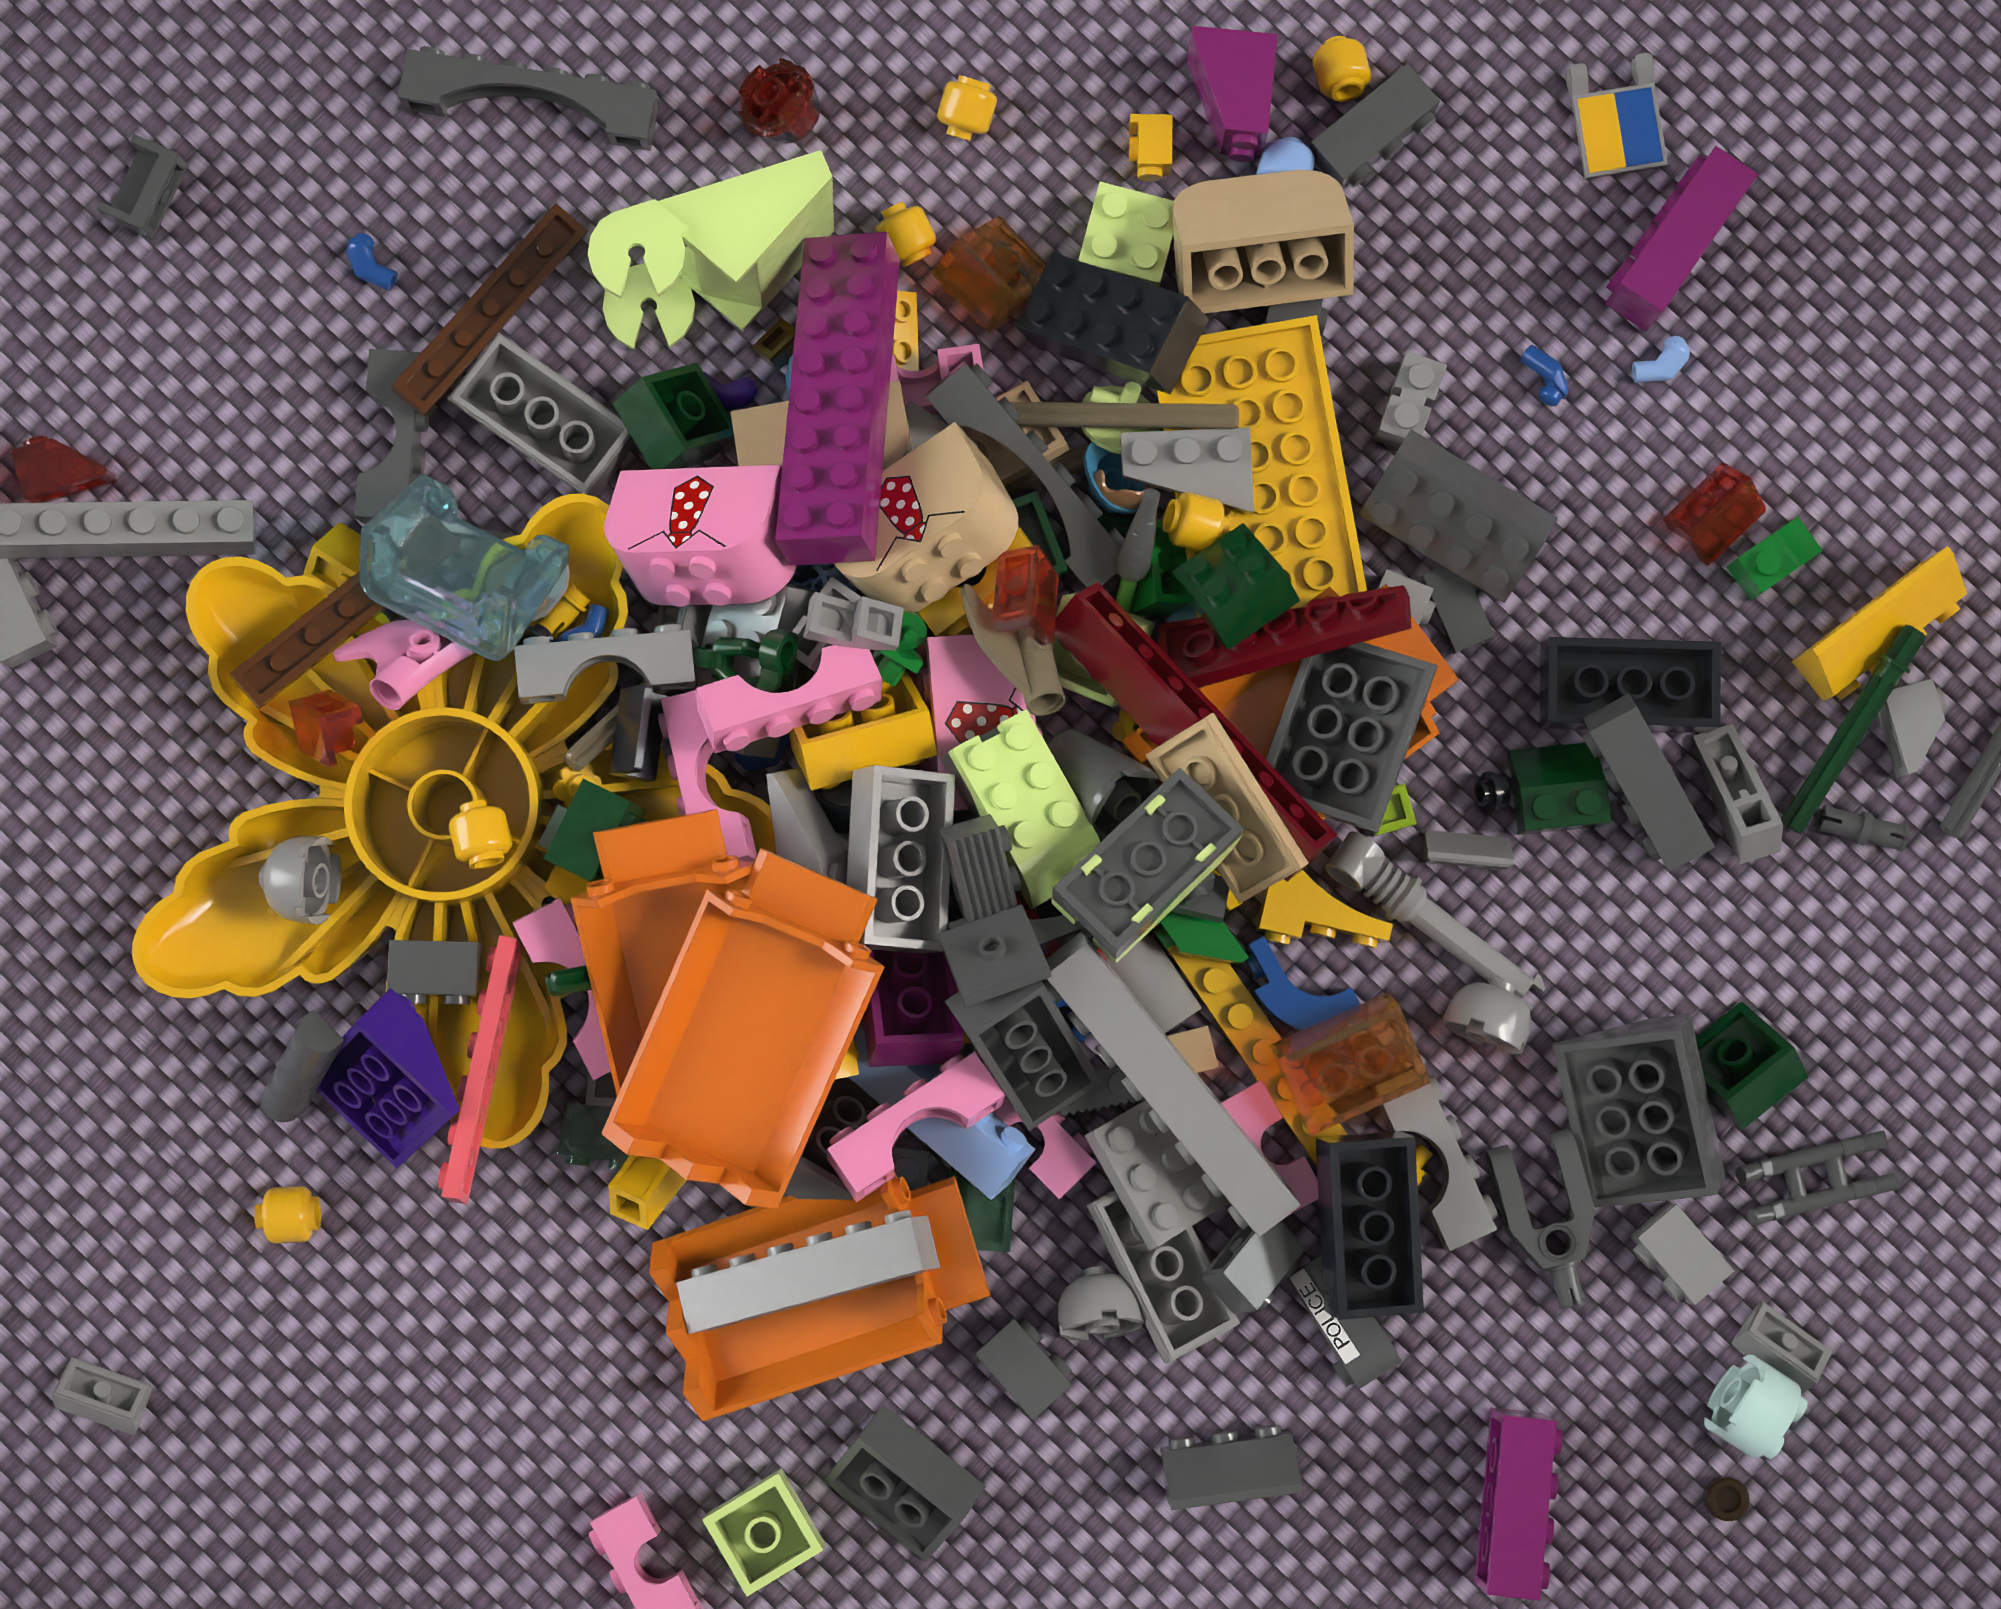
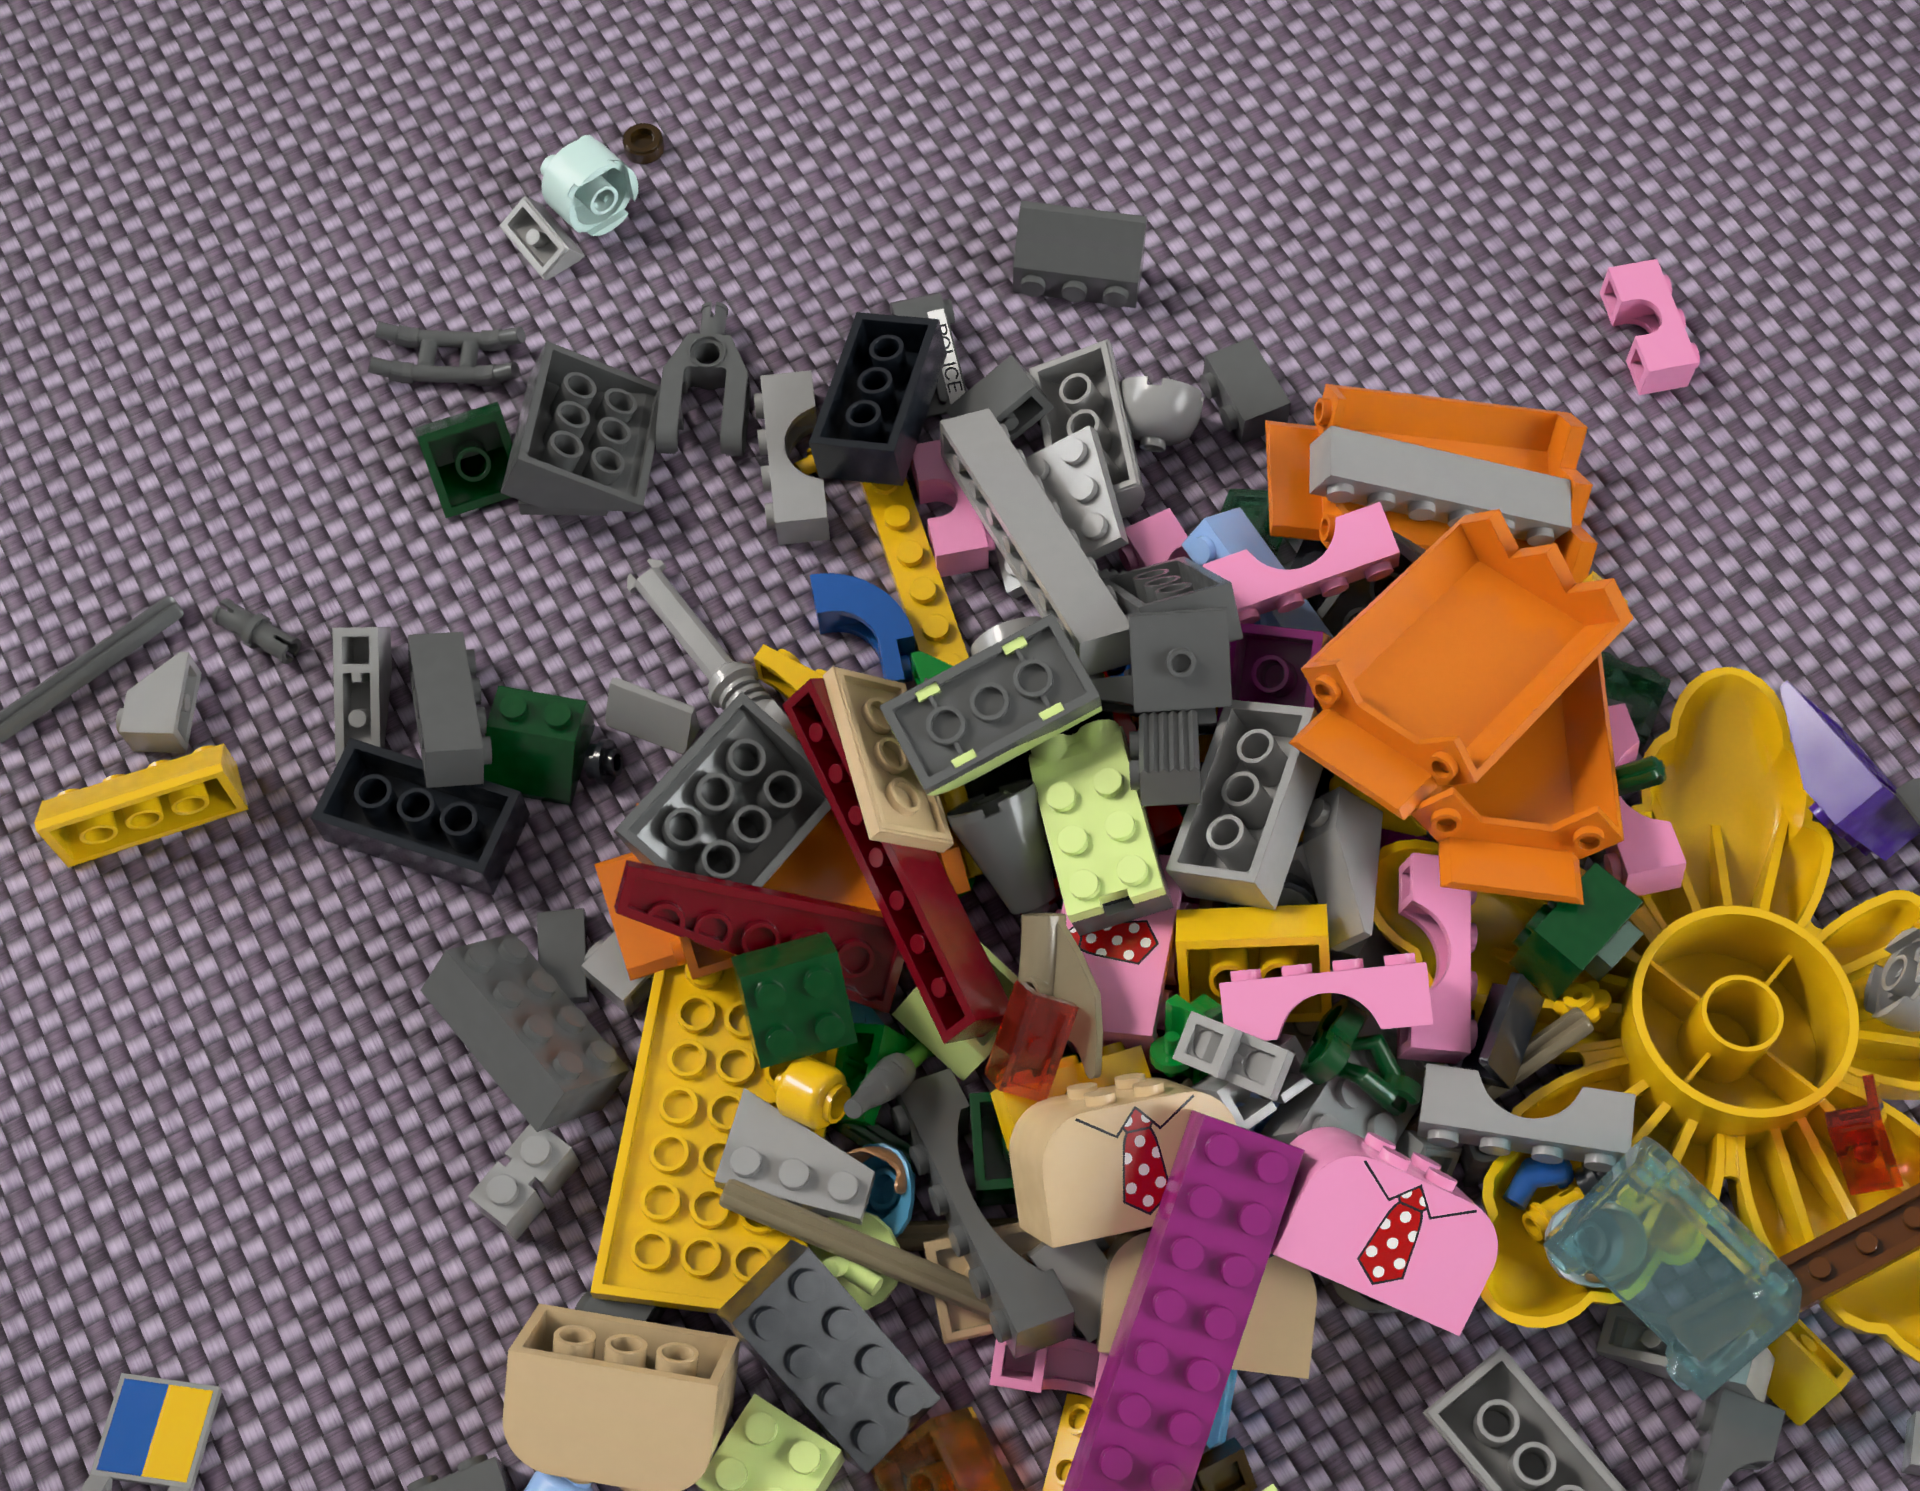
camera: 160 degrees left, 20 degrees down
(405, 657) = (1759, 1185): bright pink pin -> none
(436, 969) = (1776, 856): dark grey brick -> none
(477, 1087) = (1752, 723): coral plate -> none
(480, 834) = (1709, 949): yellow head -> none
(675, 418) = (1373, 1406): dark green brick -> none
(735, 393) = (1302, 1435): dark purple arm -> none
(764, 1532) = (1530, 318): yellowish green brick -> none
(905, 1483) = (1382, 330): dark grey slope -> none
(1196, 1048) = (998, 602): tan brick -> none
(1350, 1063) = (846, 533): clear orange brick -> none
(1490, 1016) = (691, 551): light grey cylinder -> none
(1516, 1504) = (830, 168): magenta brick -> none
(1551, 372) = (358, 1171): blue arm -> none
(1666, 366) = (232, 1140): light blue arm -> none
(1680, 1255) = (598, 321): light grey brick -> none
(1684, 232) = (147, 1264): magenta brick -> none
(1716, 512) = (253, 972): clear red panel -> none
(1774, 558) = (218, 903): green arch -> none
(1853, 728) = (166, 739): dark green axle -> none

